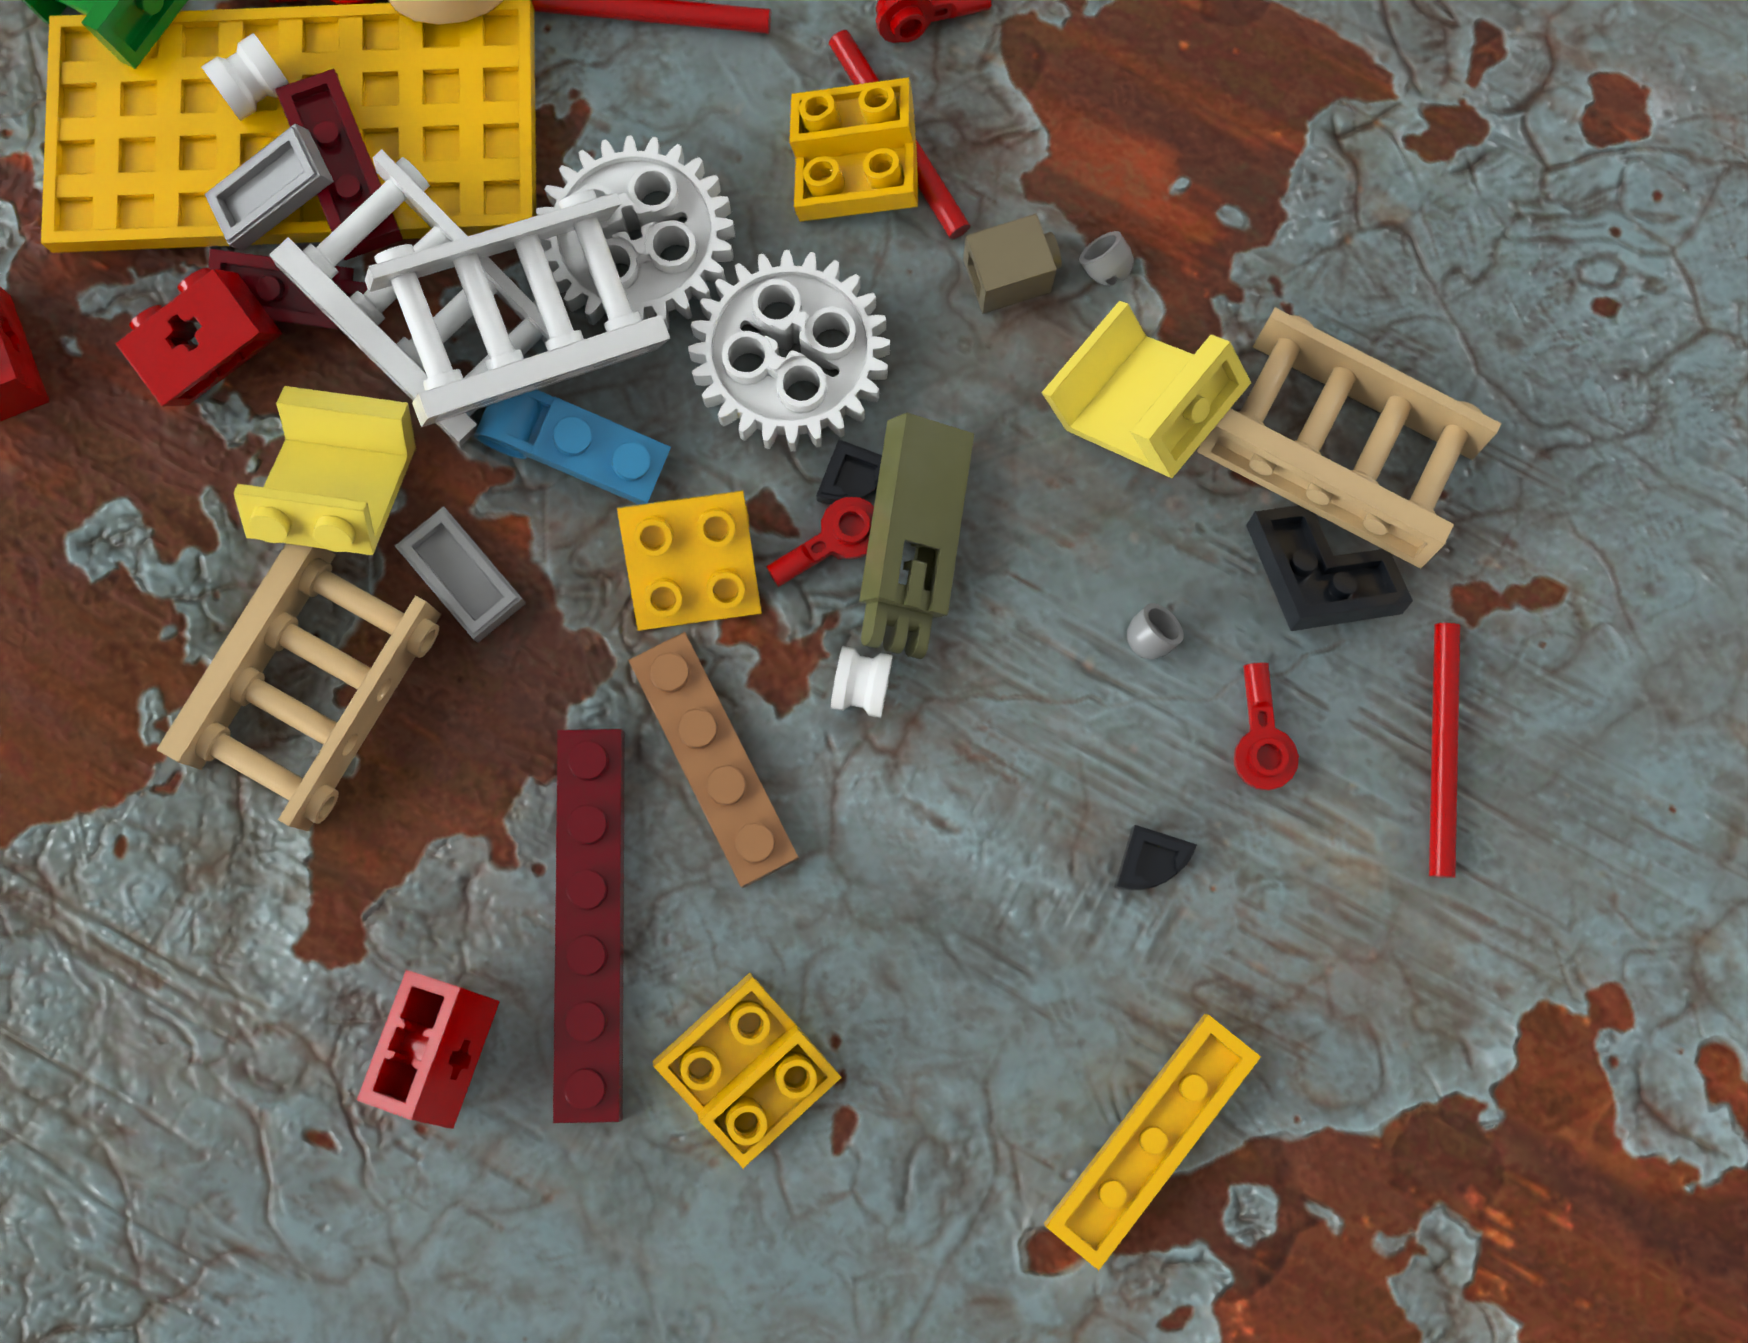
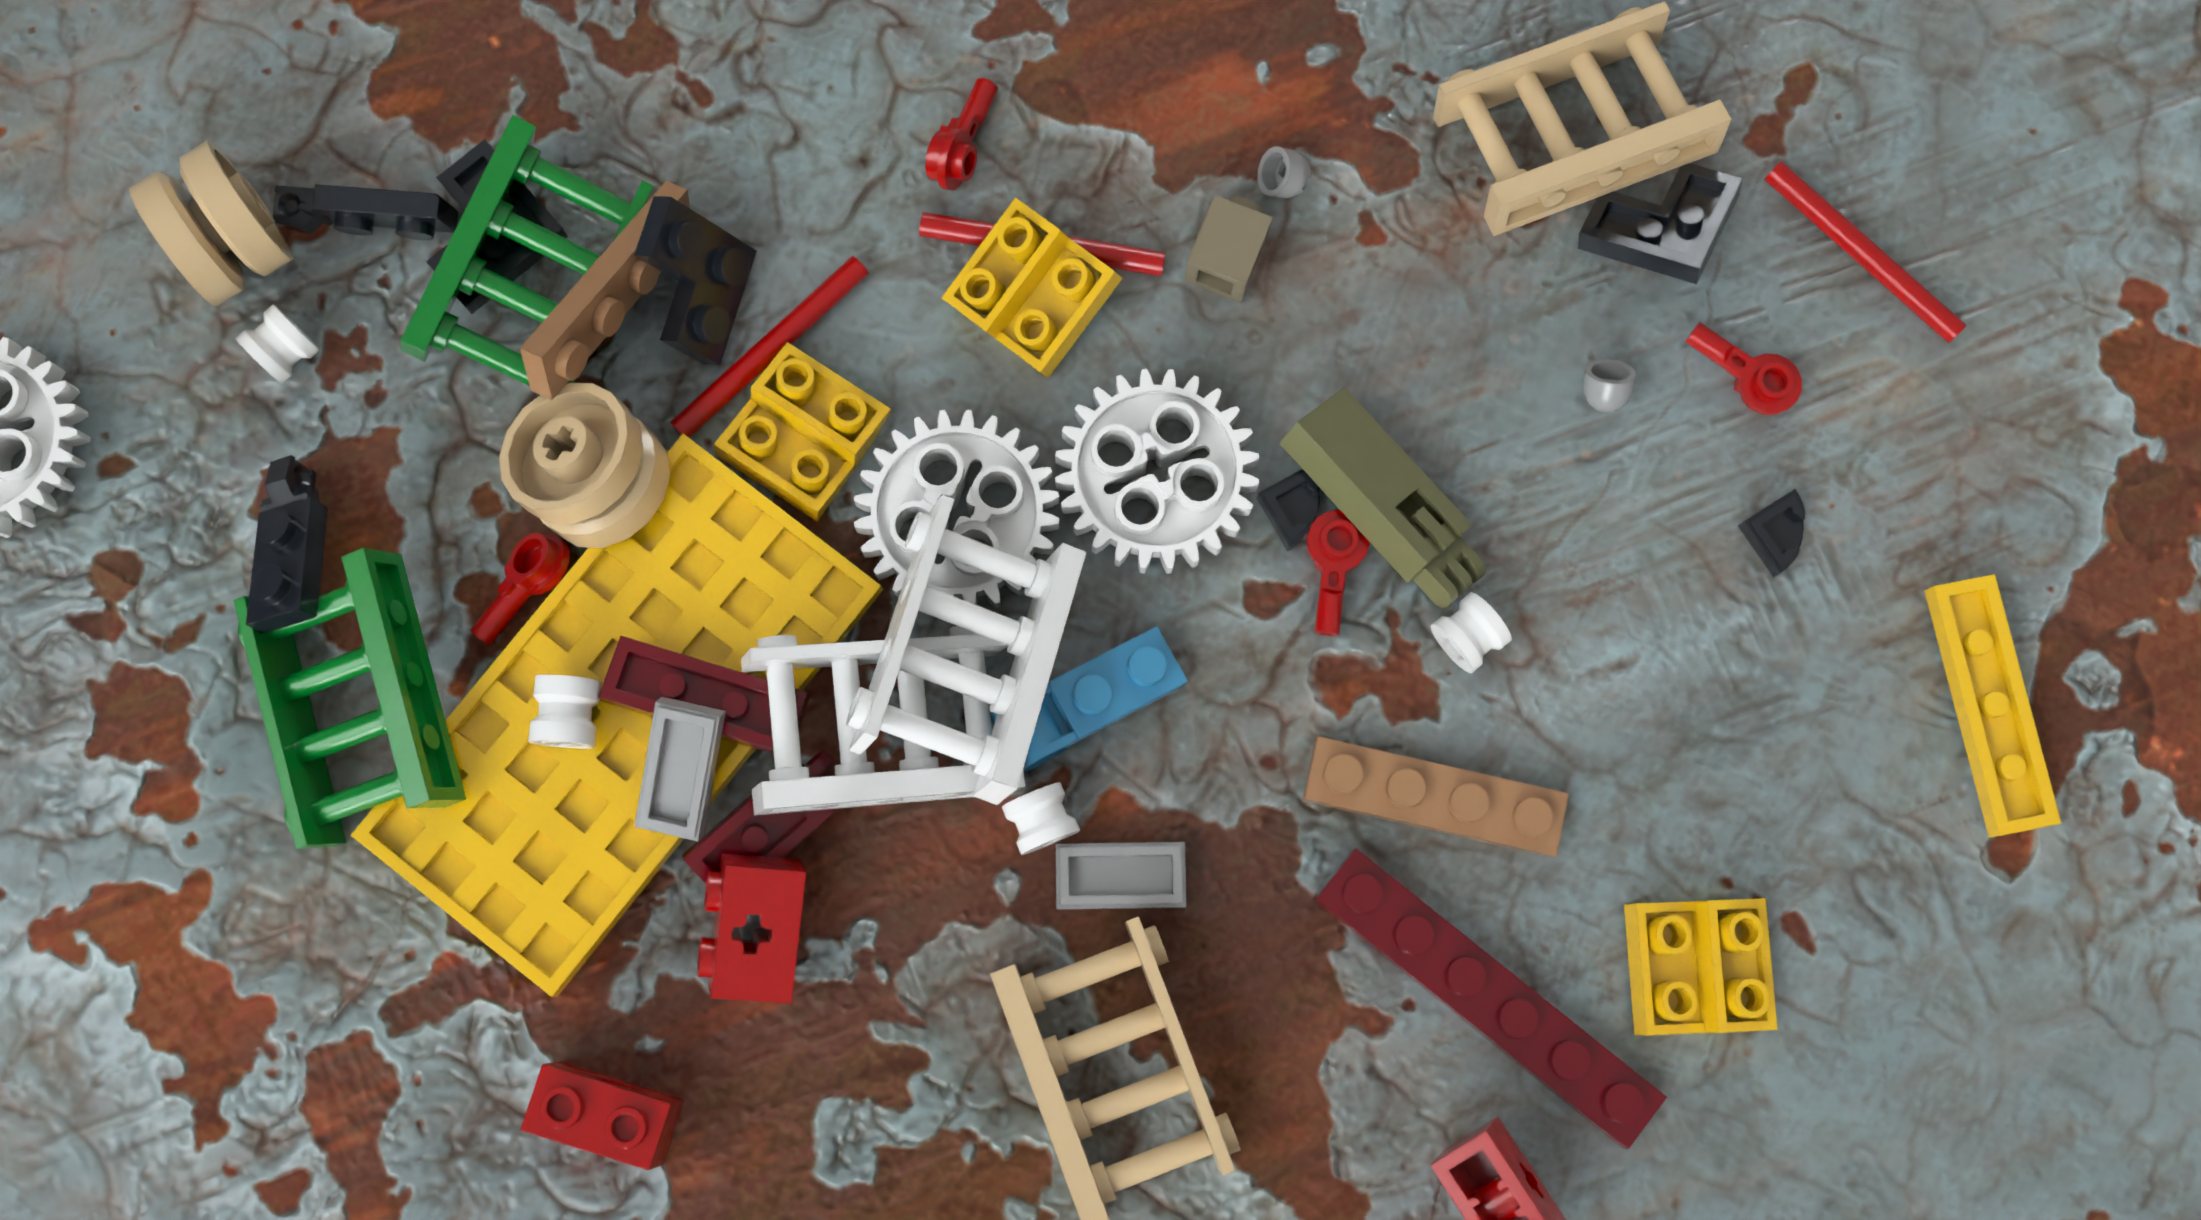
camera: 55 degrees left, 0 degrees up
(332, 473) = (963, 910): light yellow panel -> none
(451, 478) = (1040, 818): none -> white wheel
(607, 81) = (802, 431): none -> yellow slope
(689, 560) = (1263, 685): yellow hinge -> none
(1145, 394) = (1427, 234): light yellow panel -> none

